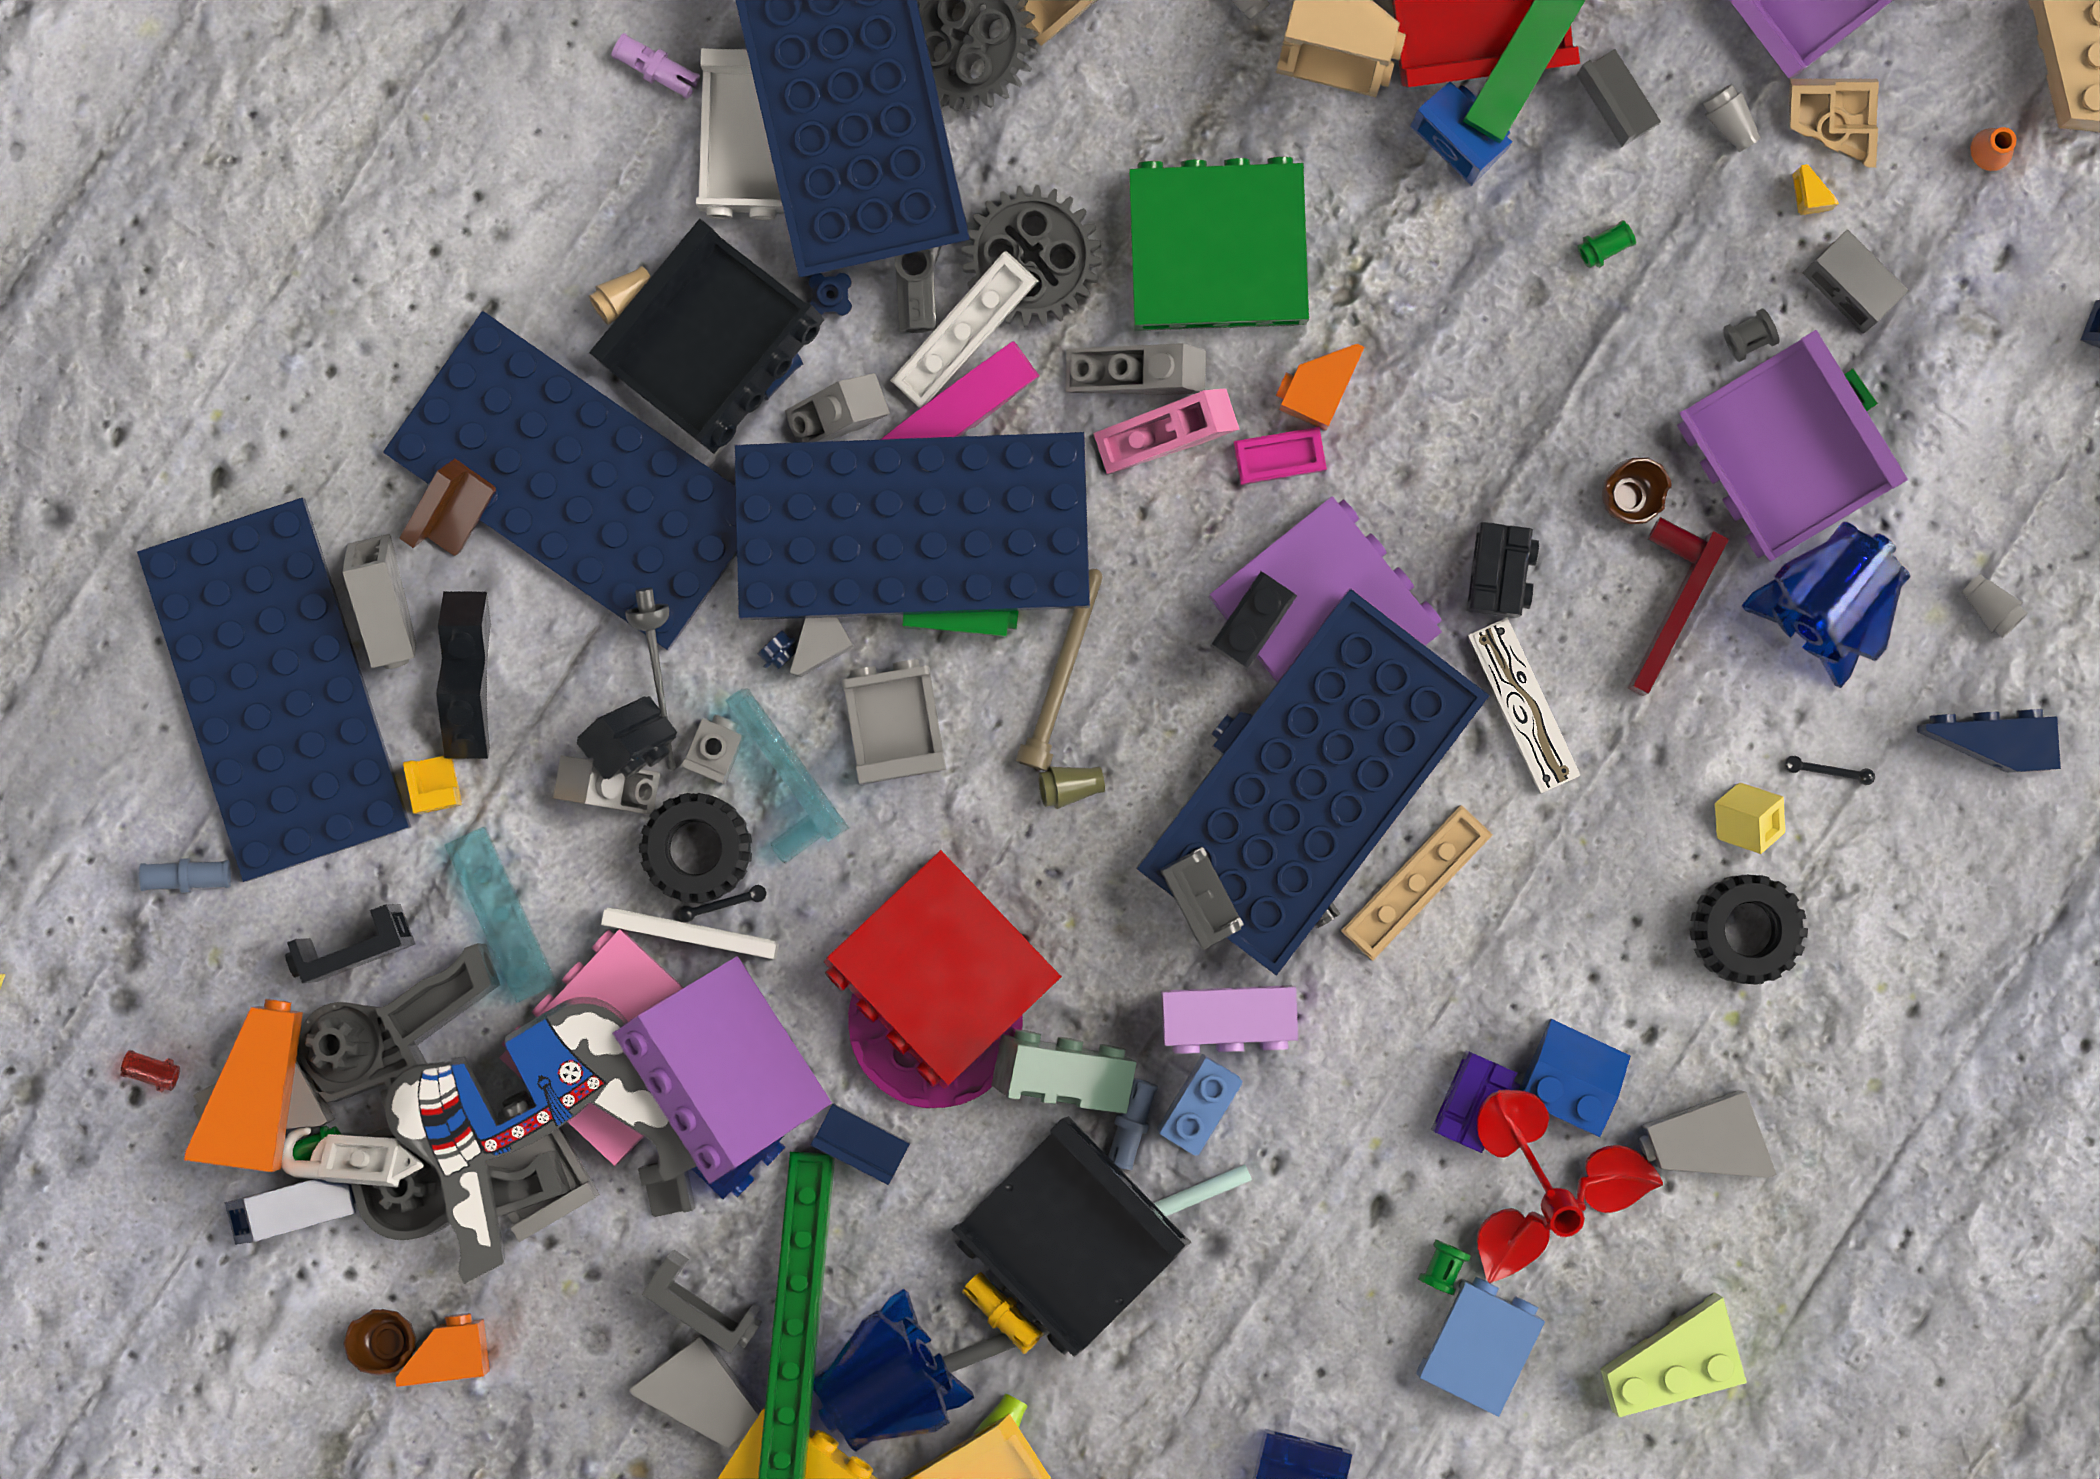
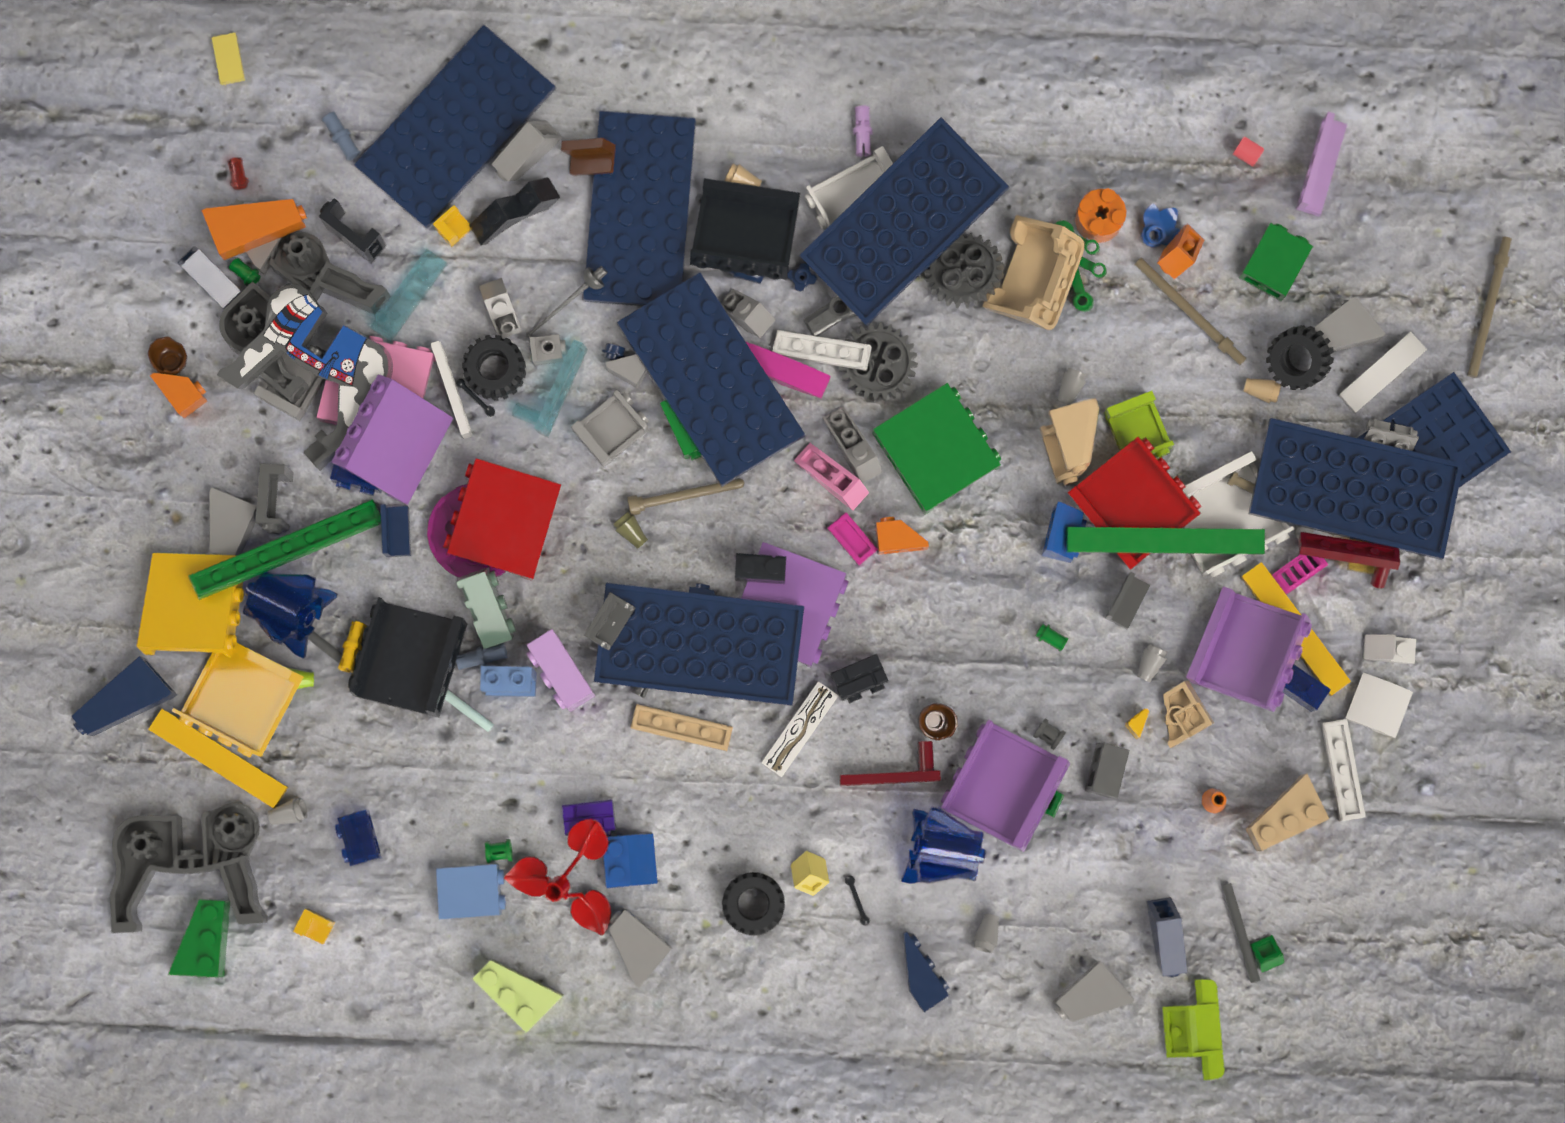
camera: 55 degrees right, 5 degrees down
(351, 1159) = (246, 288): white plate -> none
(628, 739) = (527, 303): black brick -> none

